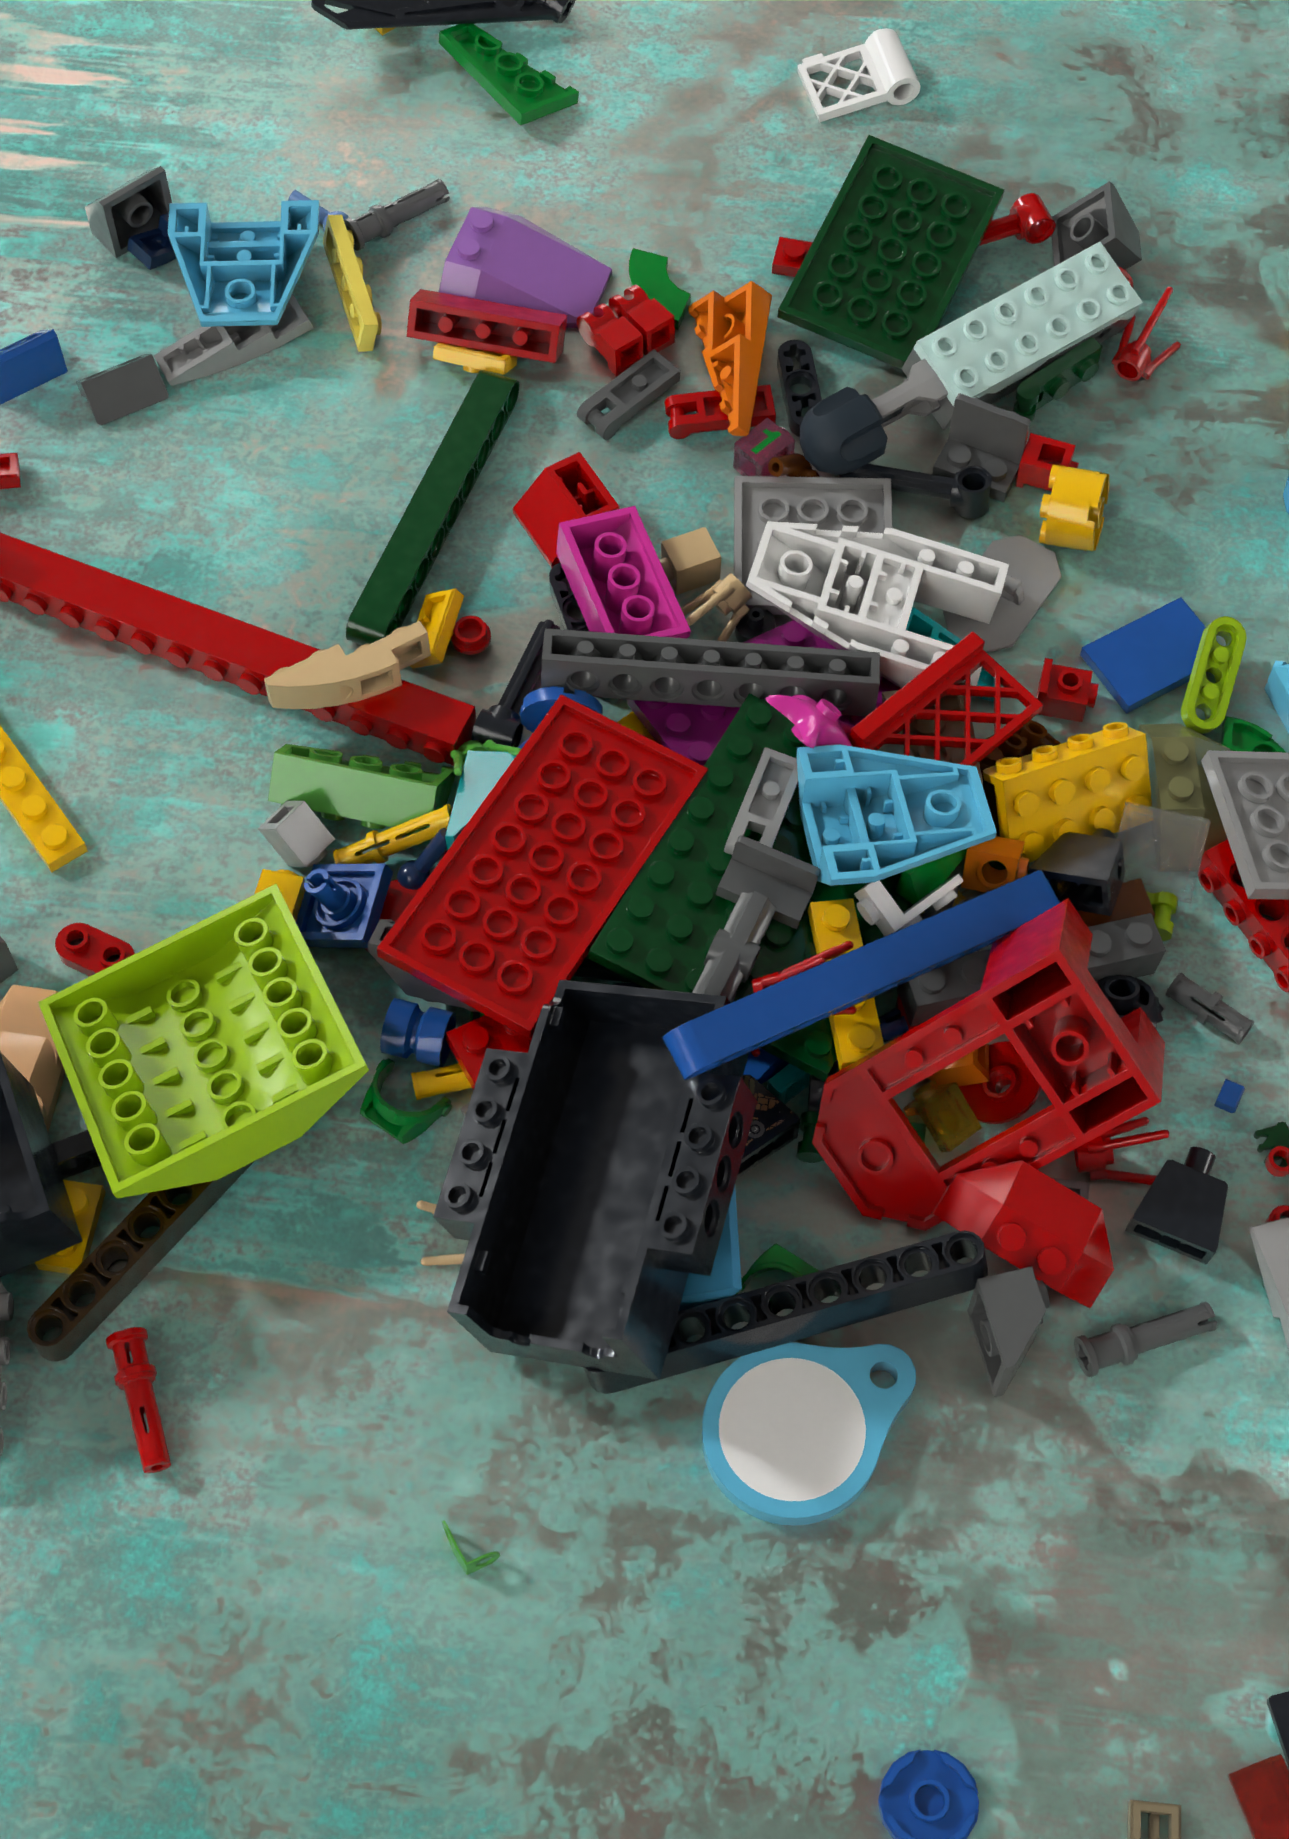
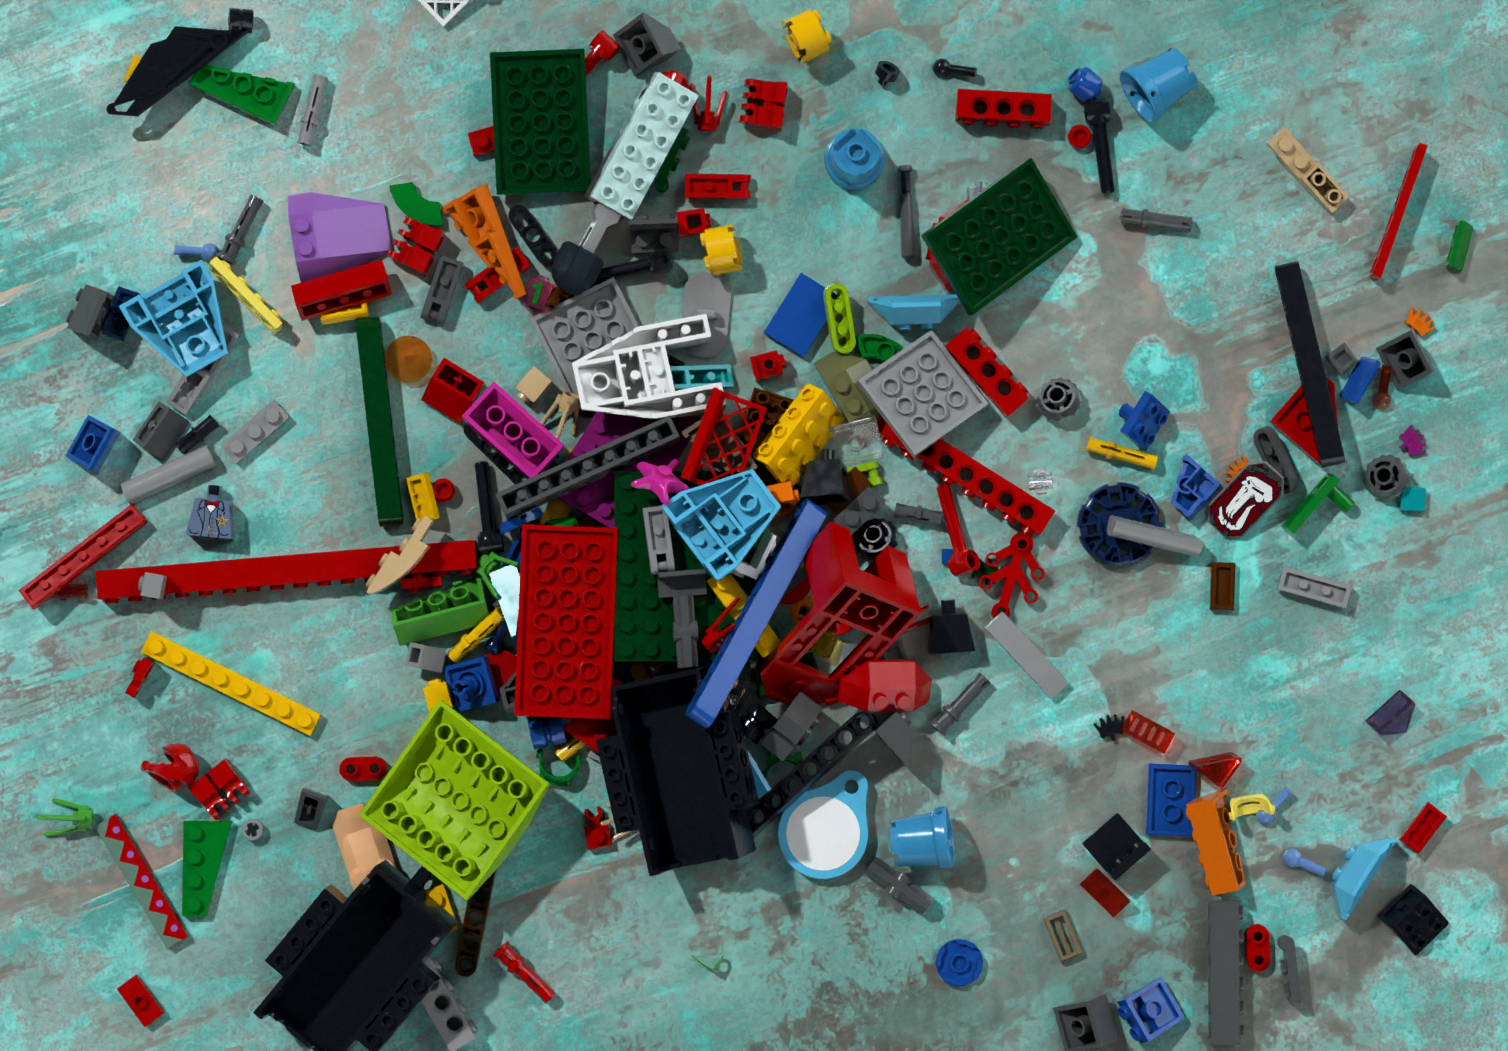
camera: 30 degrees left, 25 degrees up
(93, 443) = (168, 475): none -> light grey brick
(112, 515) = (211, 516): none -> sand blue torso
(167, 411) = (197, 434): none -> black axle
(251, 447) = (255, 431): none -> light grey plate
(352, 734) = (414, 585): none -> red plate
(404, 1235) = (596, 834): none -> red plate
(523, 454) = (408, 359): none -> clear orange tile
(572, 136) = (305, 137): none -> light grey pin
(759, 1198) = (756, 722): none -> black wheel
(847, 1207) = (793, 727): none -> dark grey piece
(884, 1593) = (898, 885): none -> dark grey piece
(971, 1525) = (923, 840): none -> dark azure piece
(1109, 441) = (717, 186): none -> red plate
(1231, 374) = (774, 98): none -> red legs
(1259, 1103) = (963, 559): none -> red axle

